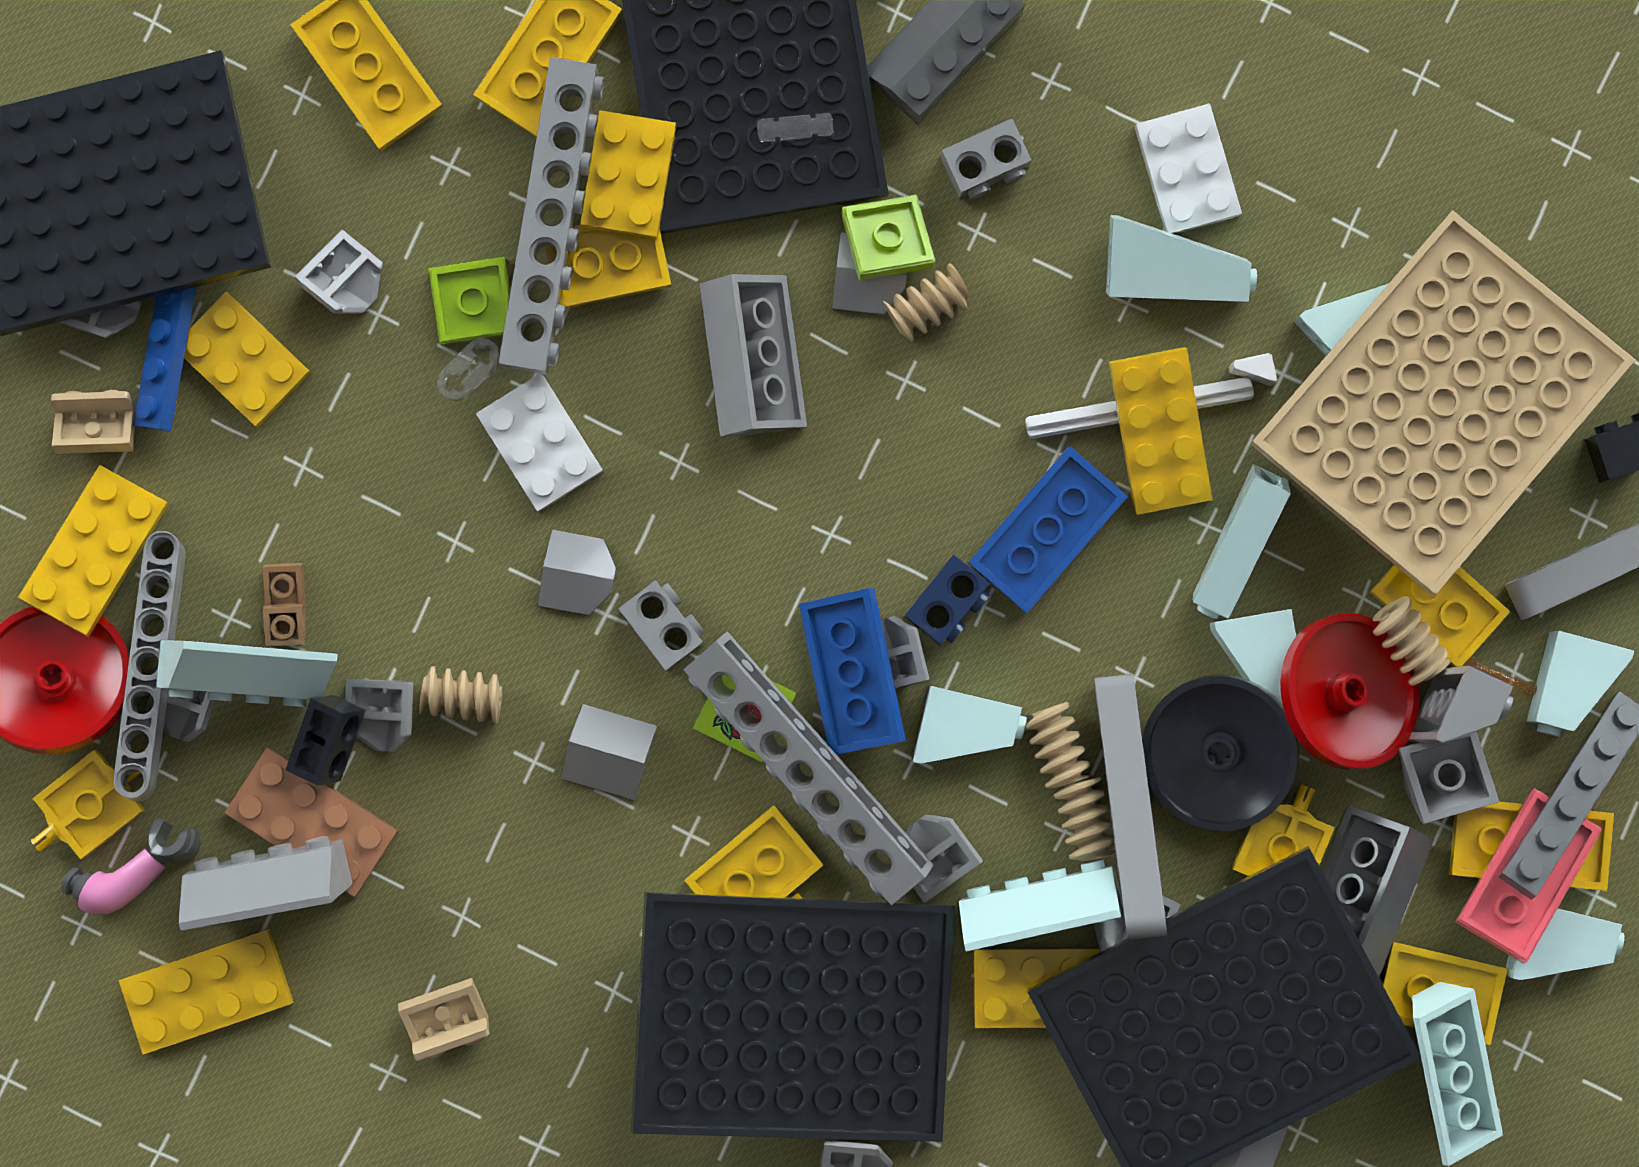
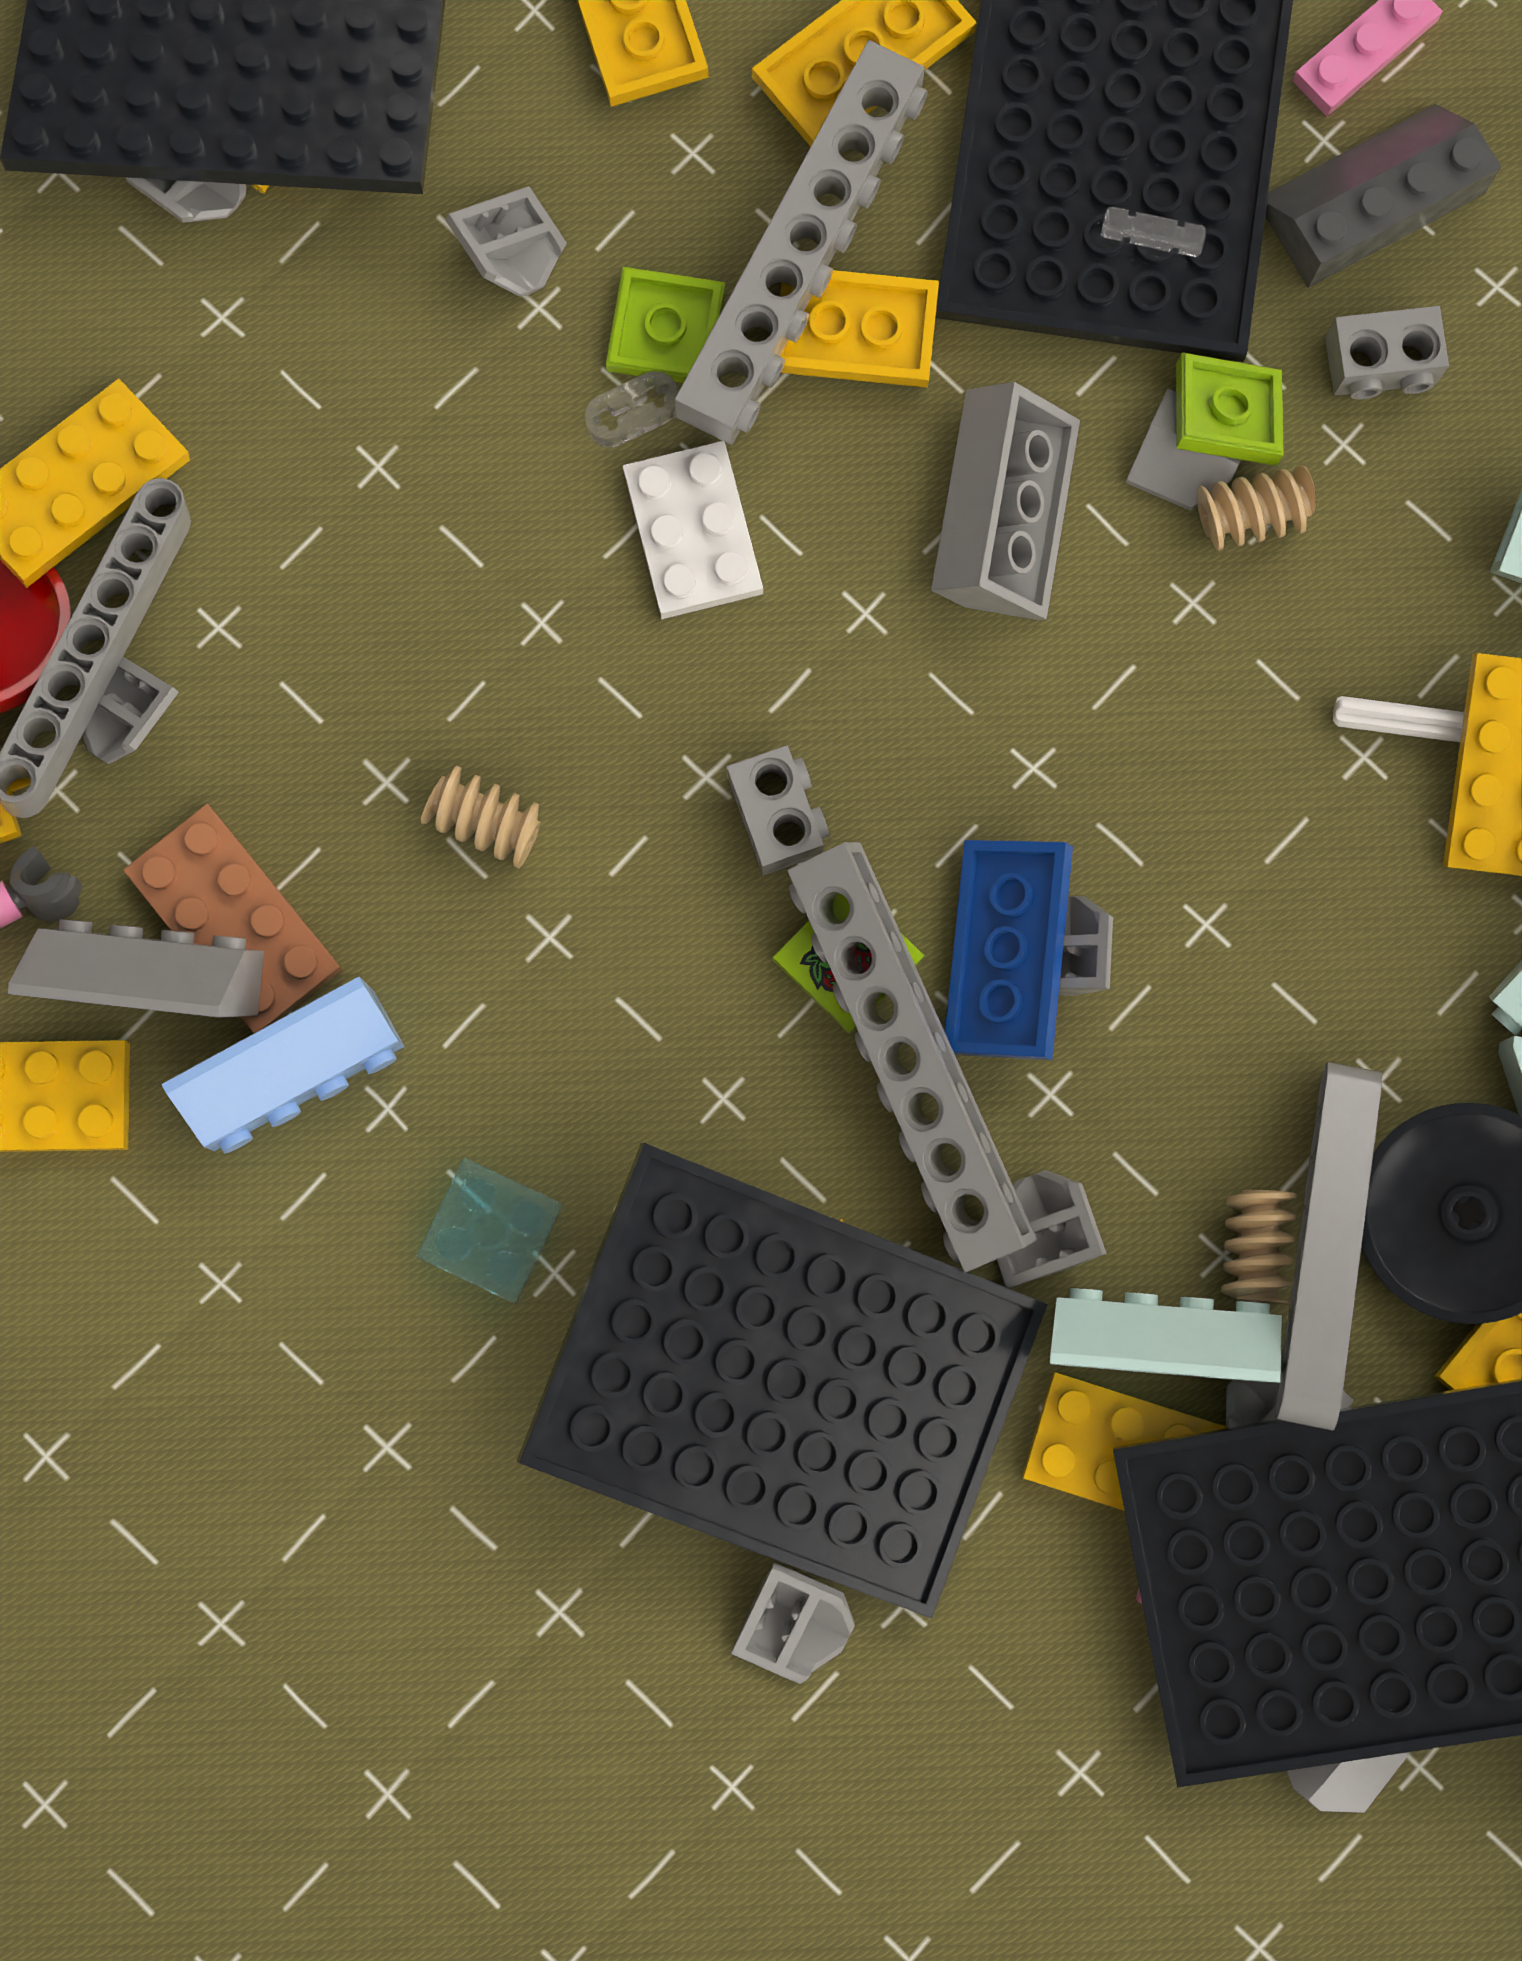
camera: 20 degrees right, 5 degrees down
(93, 422) = (129, 320): tan bracket -> none
(164, 360) = (247, 271): blue plate -> none
(243, 359) = (346, 306): yellow plate -> none
(243, 670) = (211, 684): light aqua slope -> none
(284, 604) = (294, 630): medium nougat slope -> none
(325, 740) = (286, 814): black brick -> none
(384, 914) = (285, 1066): none -> light blue slope
(387, 713) = (368, 805): light grey slope -> none
(444, 1019) = (318, 1234): tan bracket -> none
(560, 978) = (489, 1230): none -> clear light blue plate
(576, 573) = (684, 710): light grey slope -> none
(608, 752) = (650, 954): light grey slope -> none
(628, 174) = (918, 225): yellow plate -> none
(758, 862) = (806, 1158): yellow plate -> none
(940, 595) = (1156, 889): dark blue brick -> none
(964, 725) = (1135, 1068): light aqua slope -> none
(1047, 529) = (1323, 848): blue plate -> none
(1057, 746) = (1250, 1135): tan piece -> none

